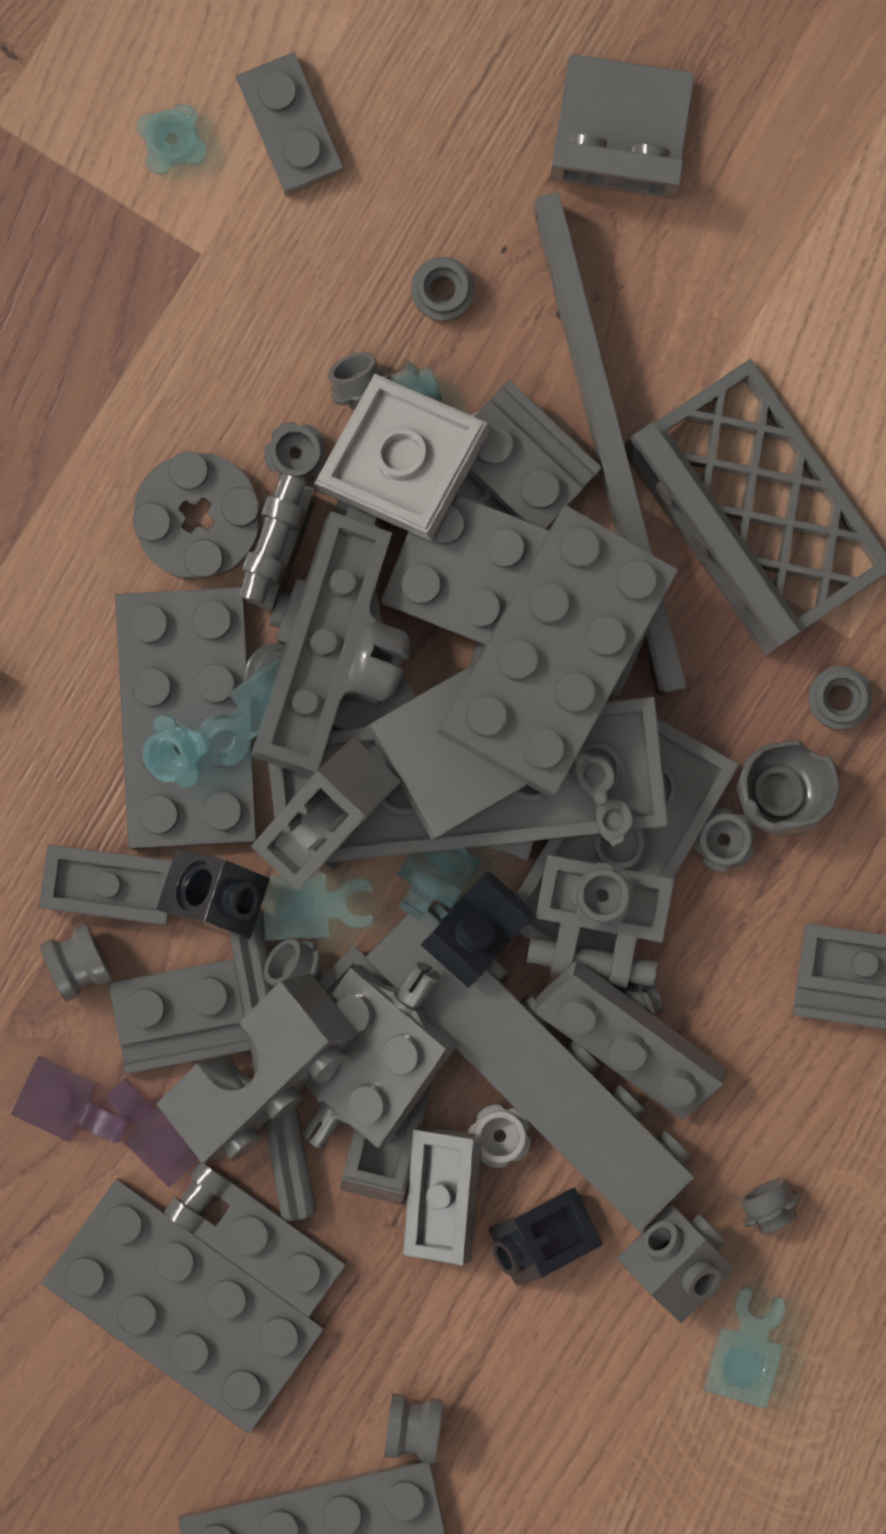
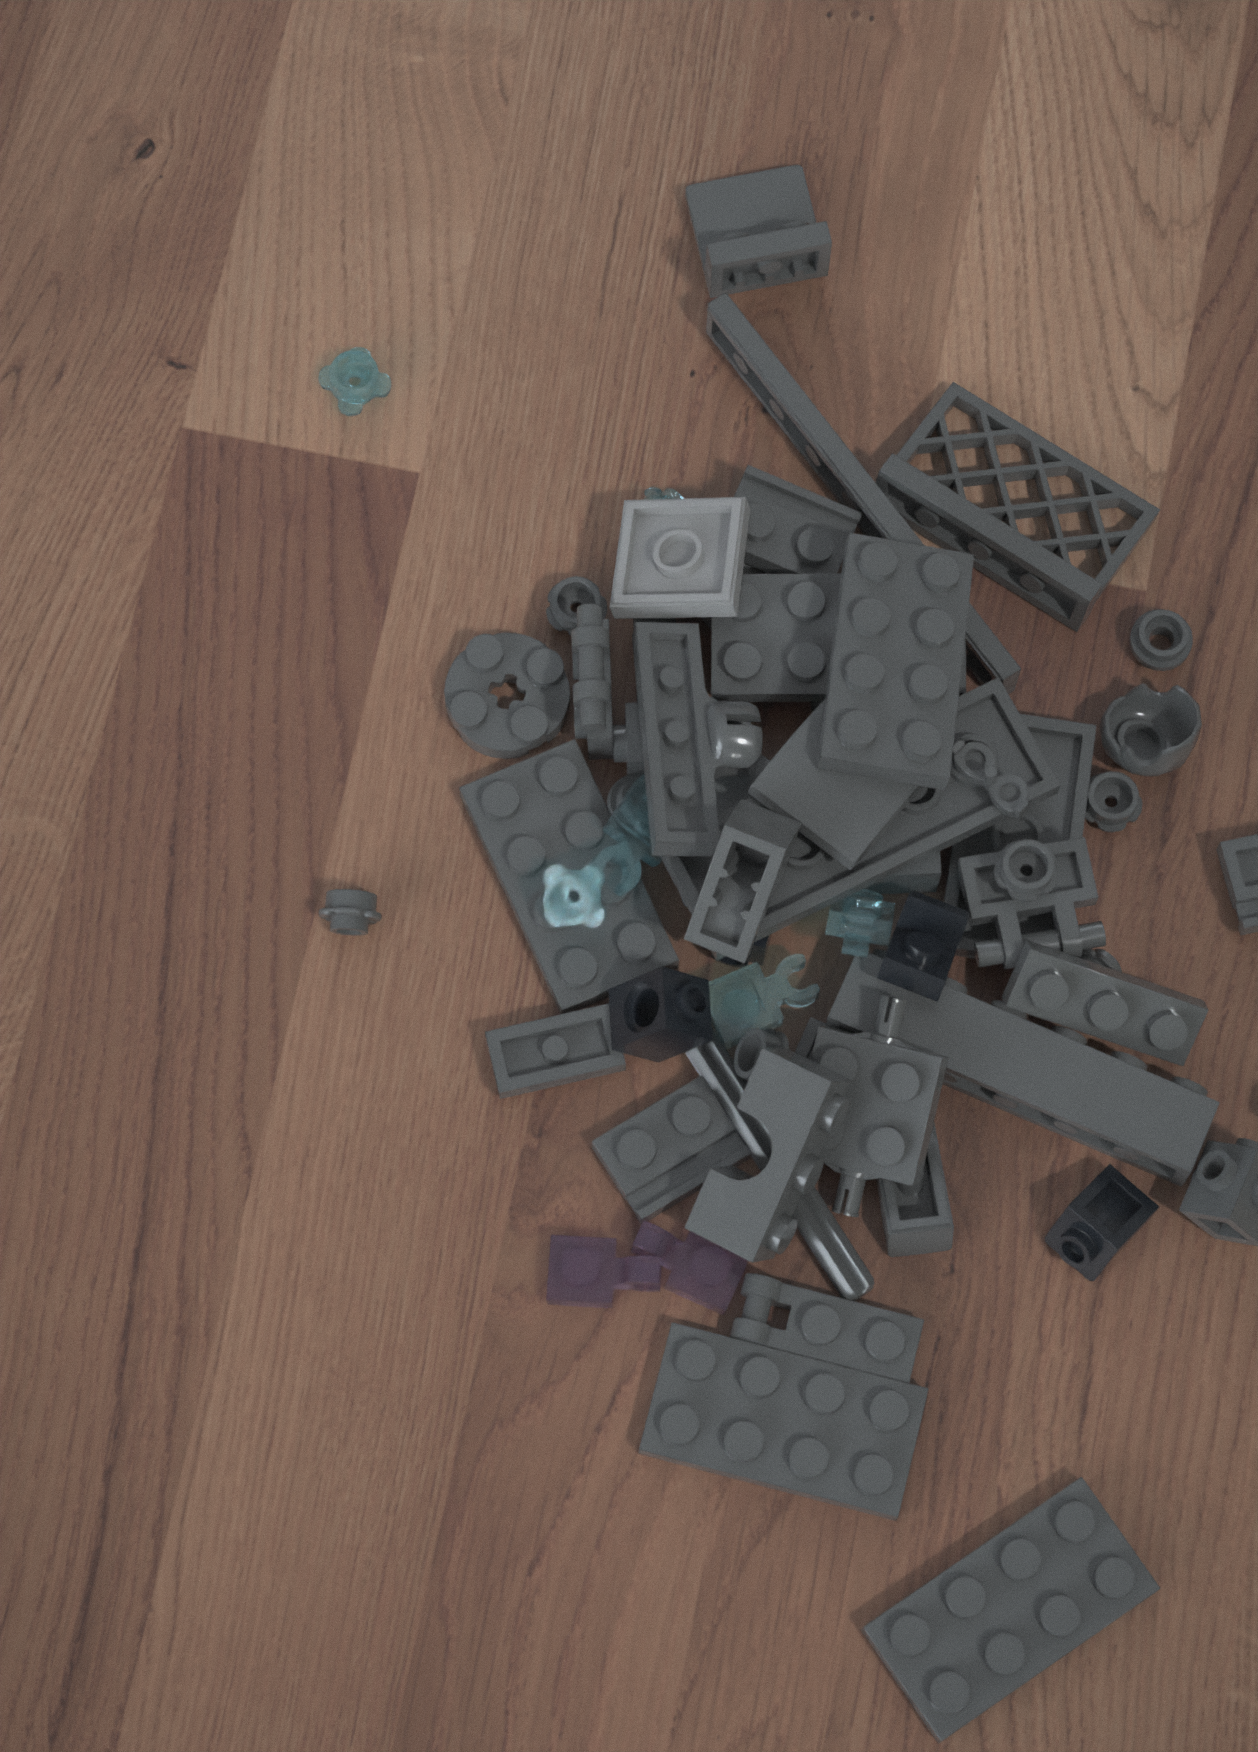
camera: 25 degrees left, 15 degrees down
(76, 962) = (554, 1131): dark grey wheel -> none
(289, 124) = (457, 333): dark grey plate -> none
(352, 376) = (603, 522): dark grey plate -> none
(413, 1428) = (1054, 1448): dark grey wheel -> none
(442, 269) = (652, 404): dark grey plate -> none
(442, 1195) = (989, 1216): plate -> none
(513, 1124) = (1022, 1129): light grey plate -> none

